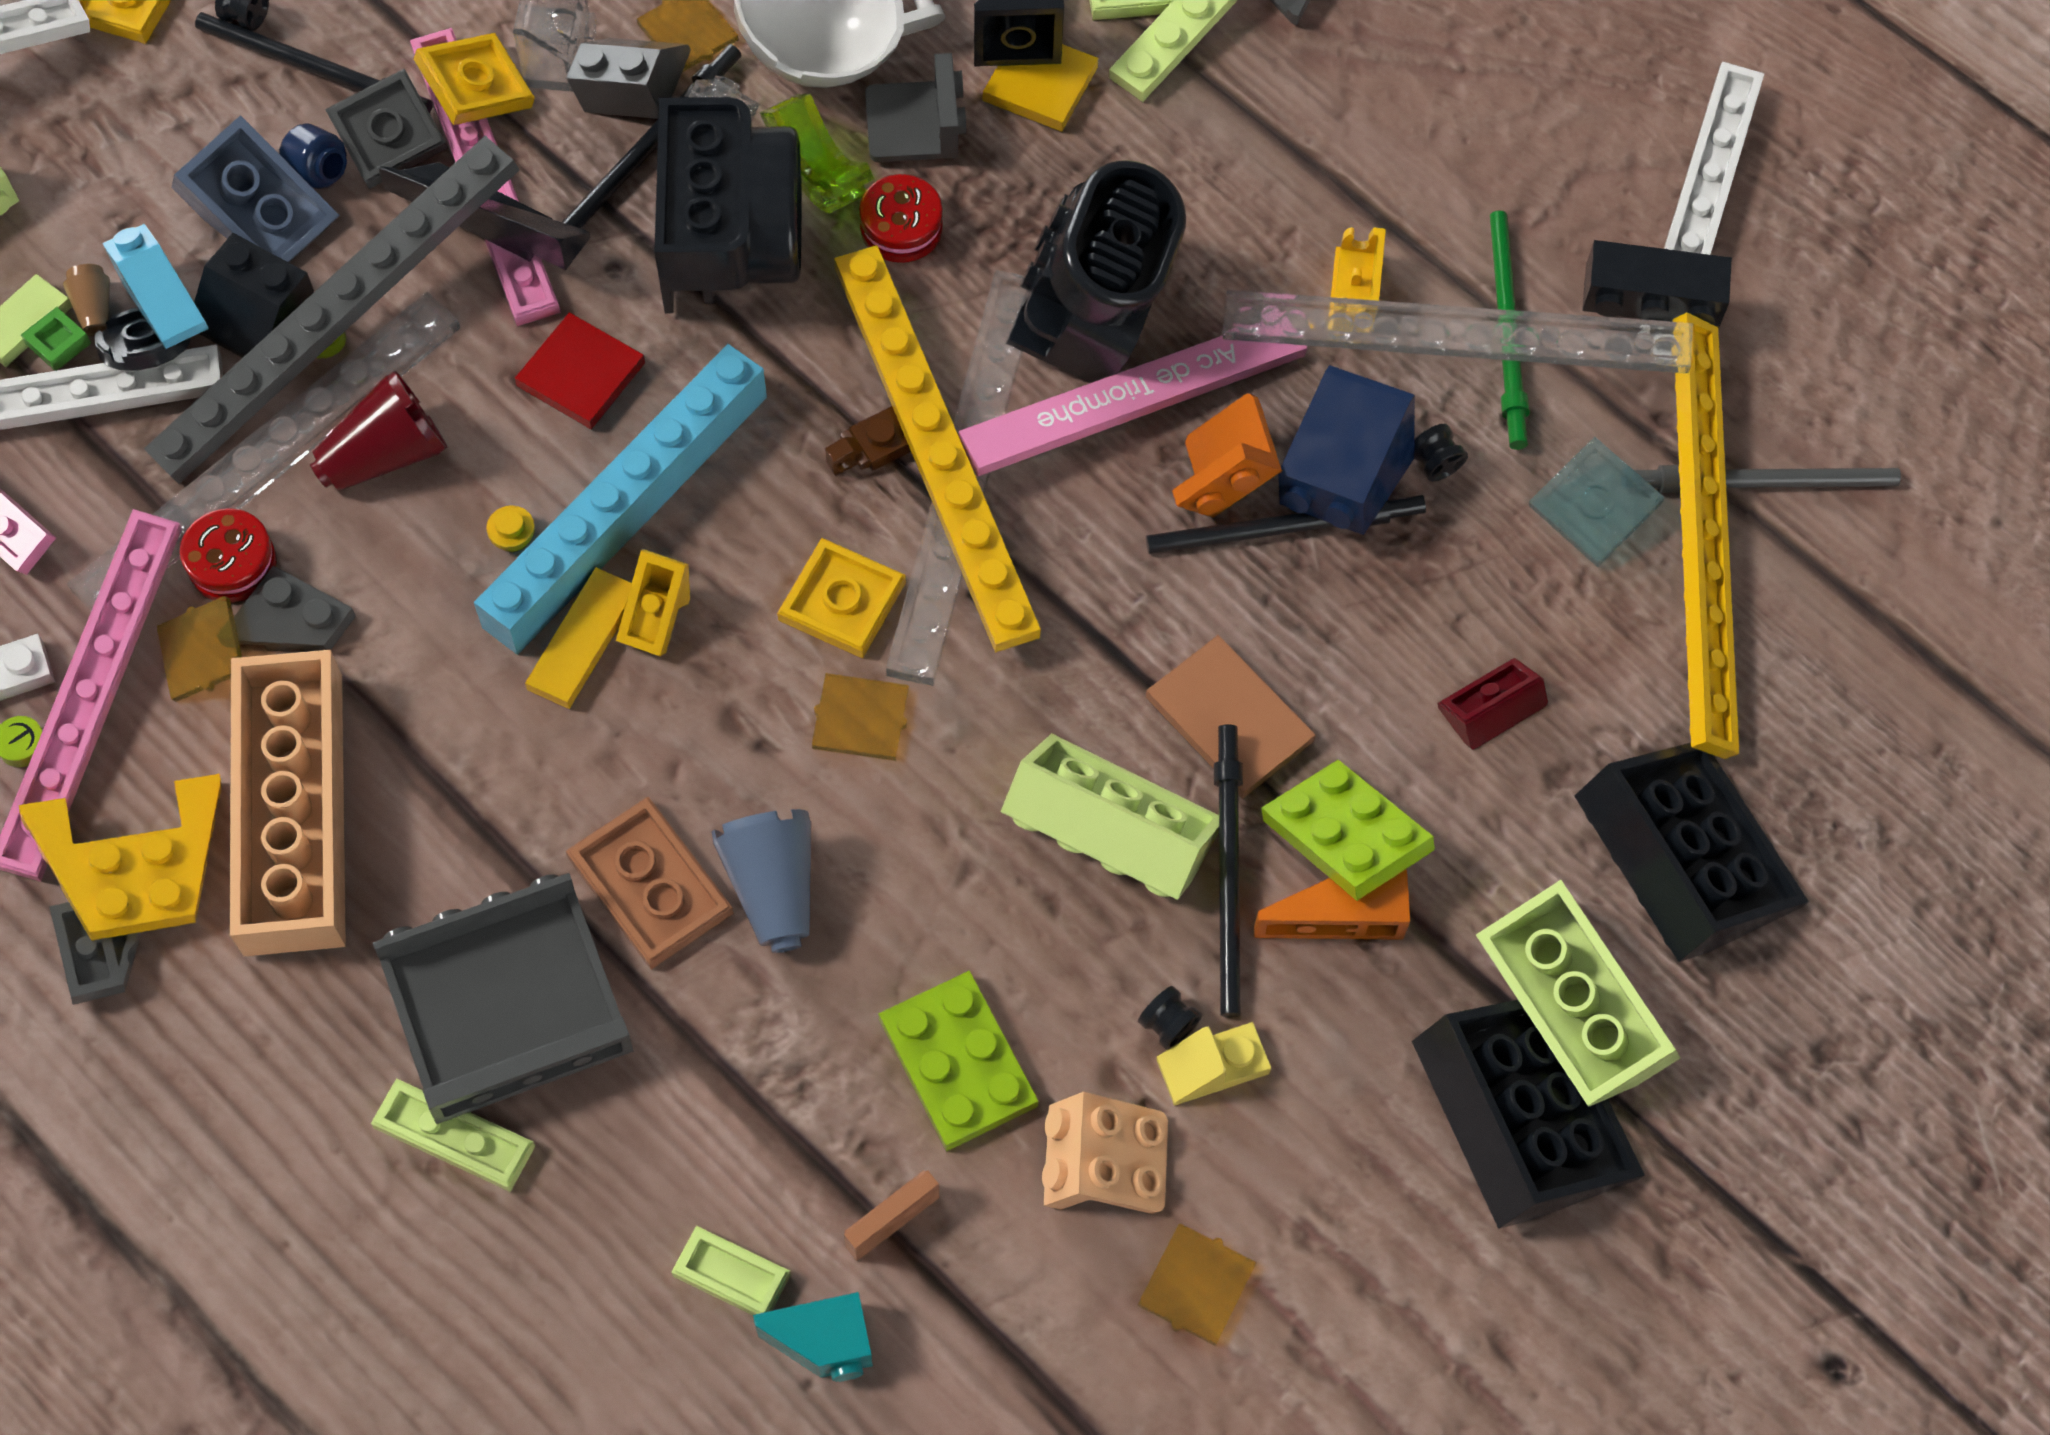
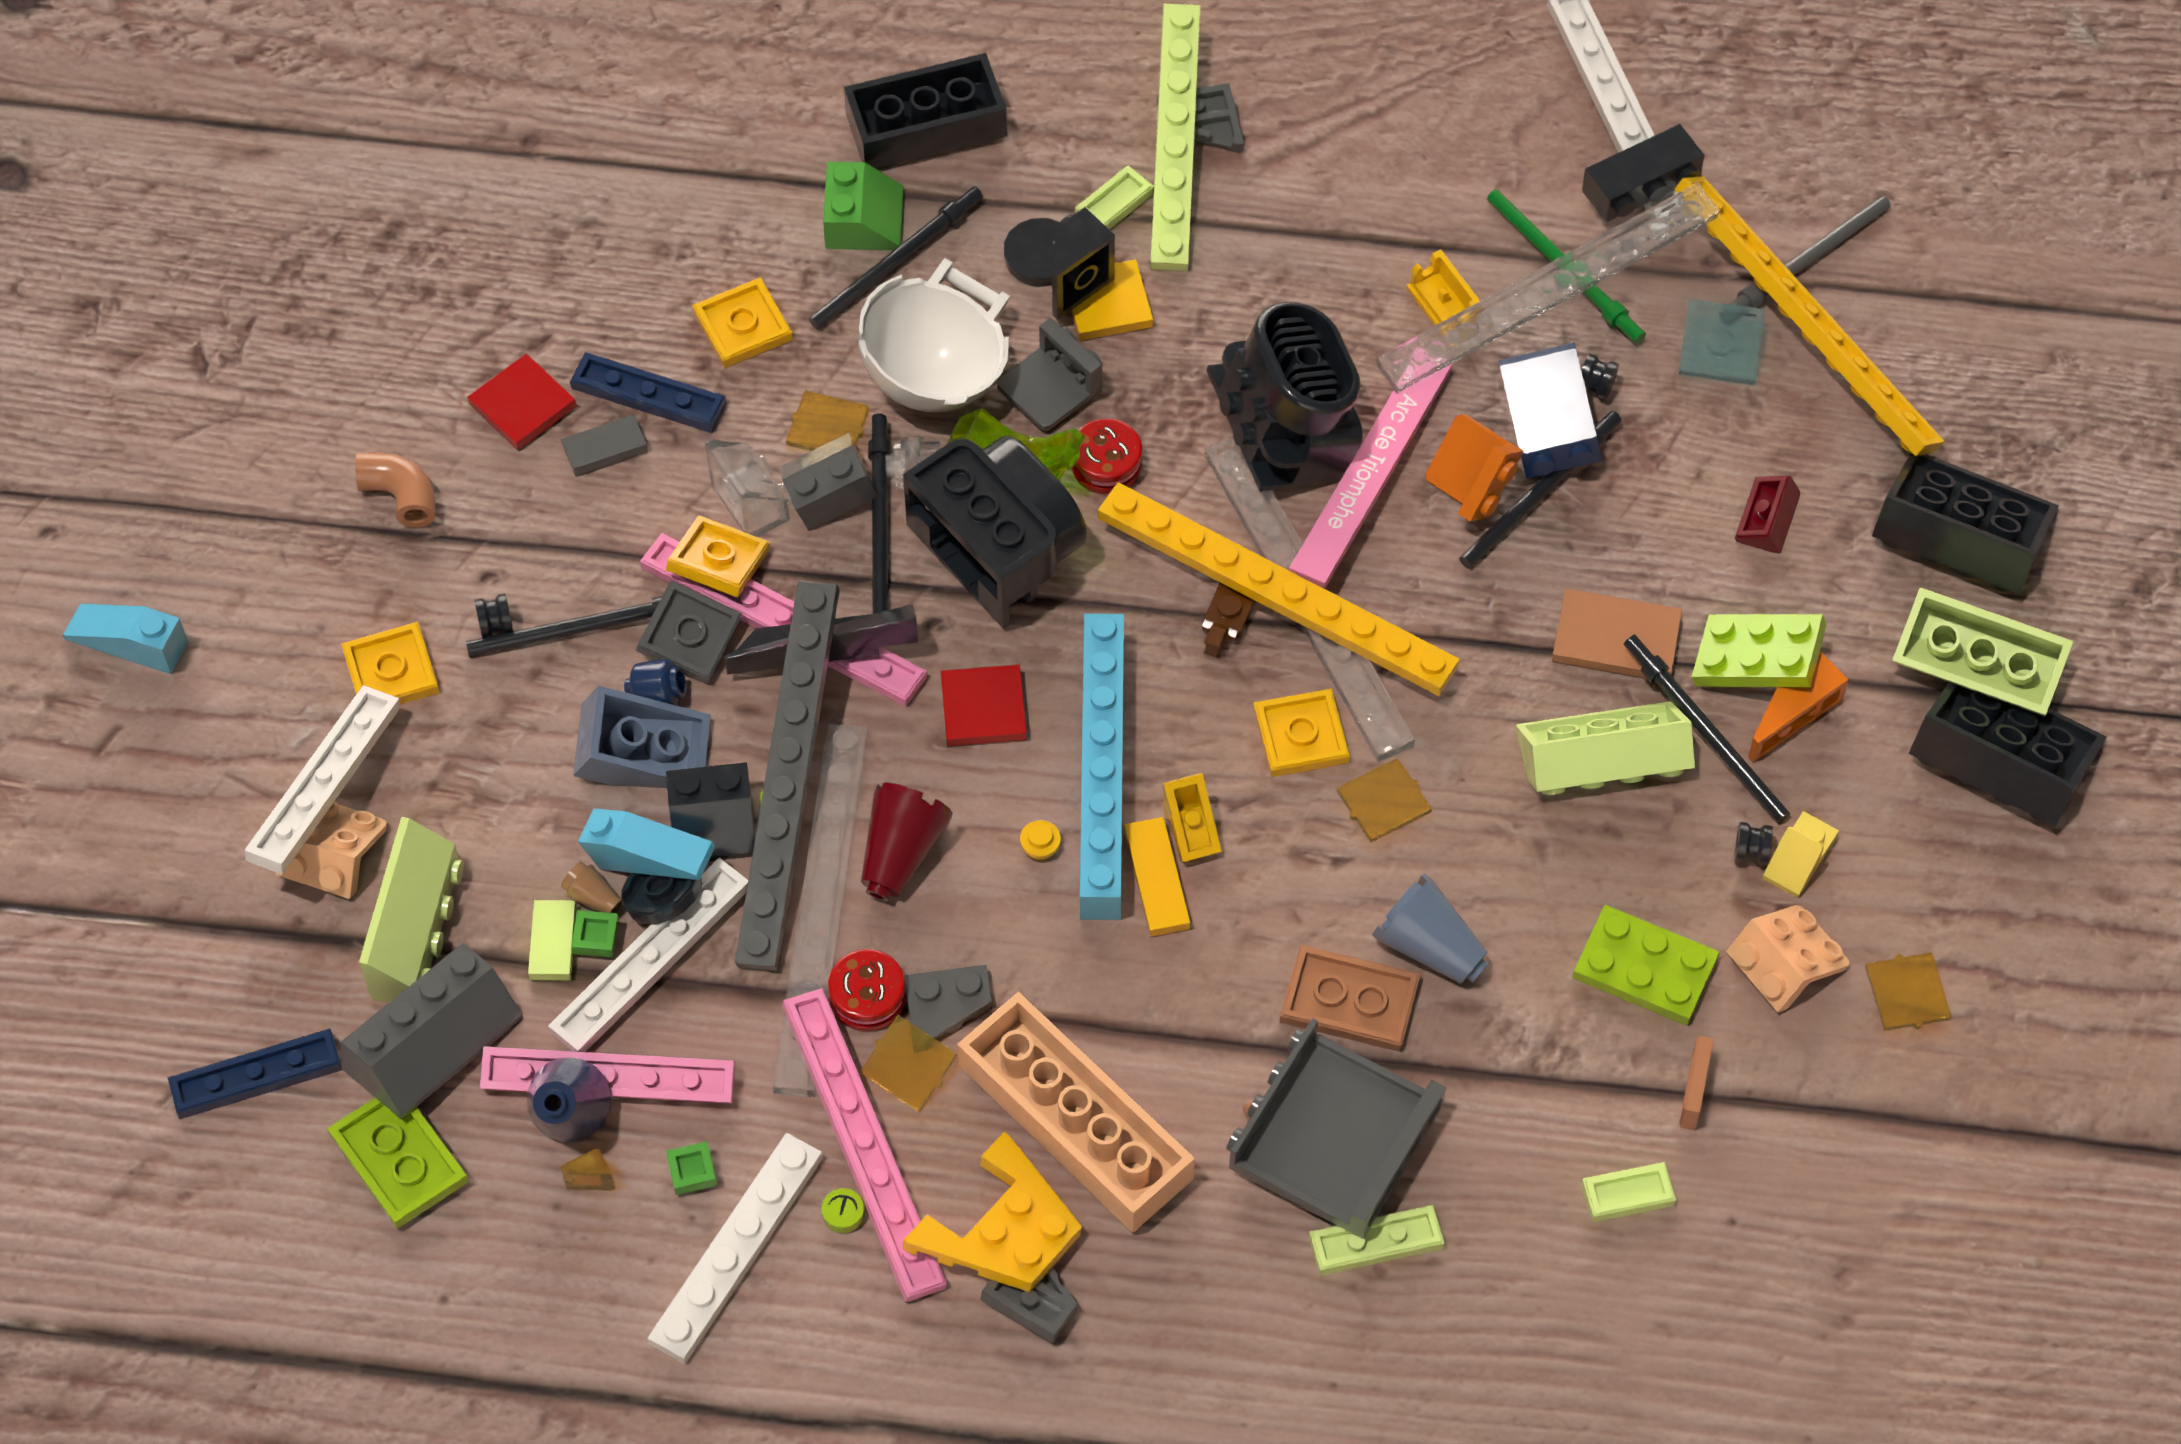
camera: 35 degrees left, 5 degrees down
(821, 1336) = (1722, 1183): teal slope -> none

